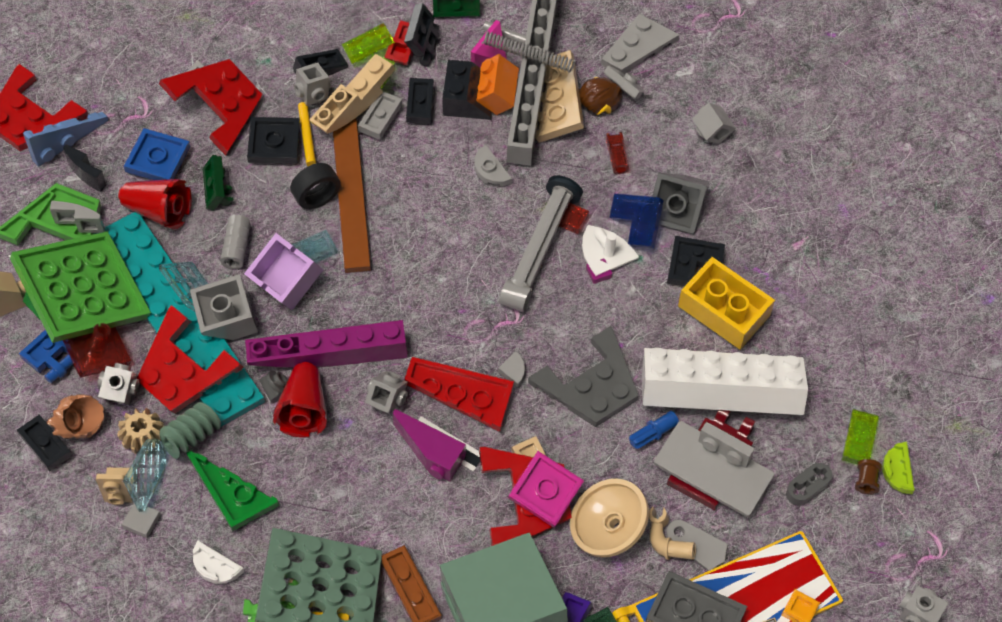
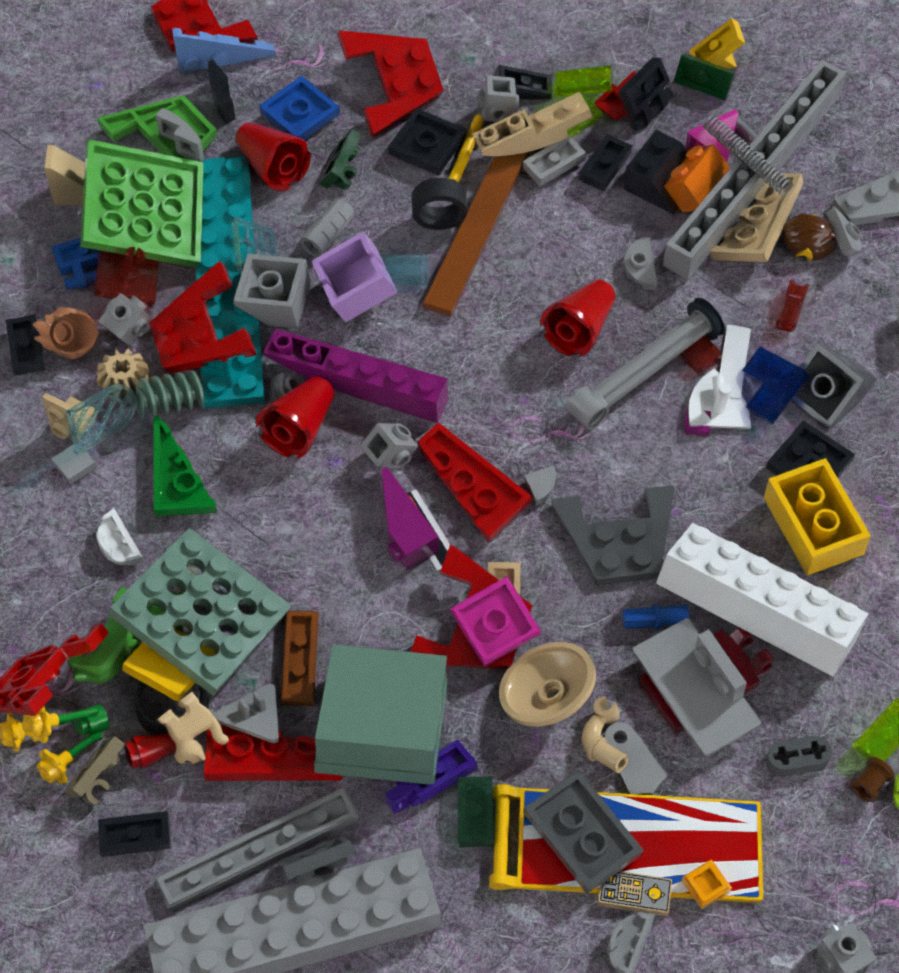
camera: 30 degrees right, 0 degrees up
(471, 230) = (578, 318): none -> red cone
(597, 209) = (734, 358): none -> white sticker

